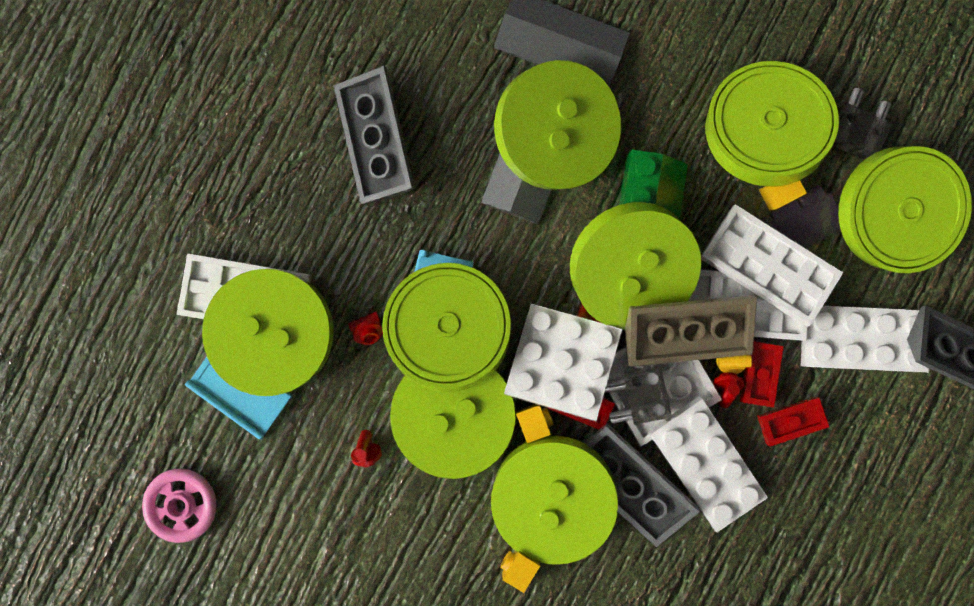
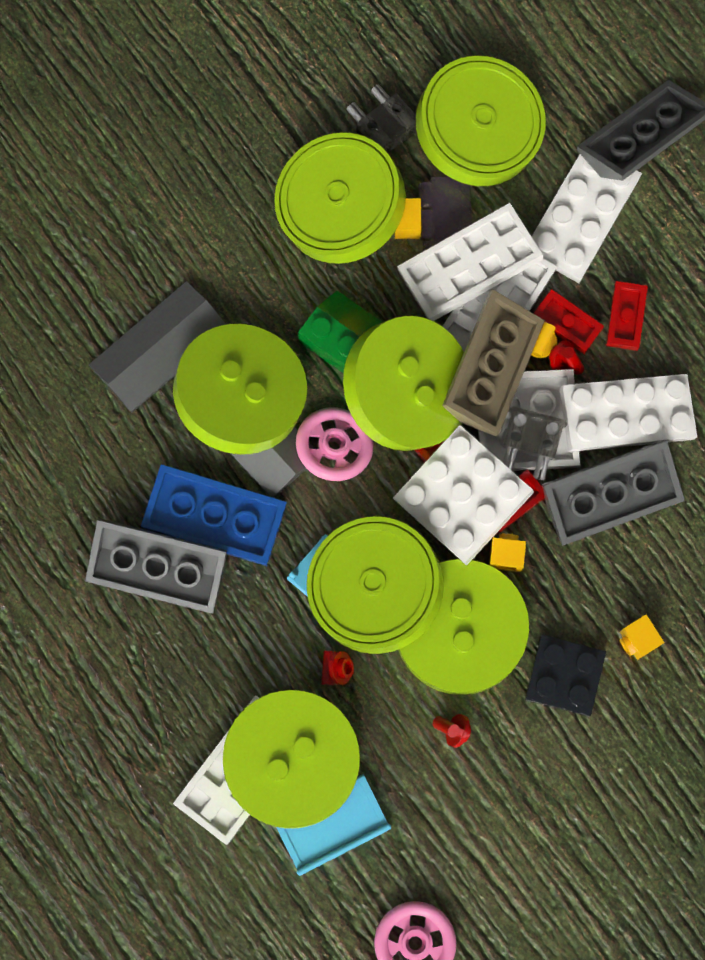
camera: 60 degrees left, 10 degrees down
(441, 161) = (214, 514): none -> blue plate
(457, 519) = (565, 675): none -> black plate
(530, 217) = (311, 457): none -> bright pink plate
(554, 500) = (590, 570): lime brick -> none

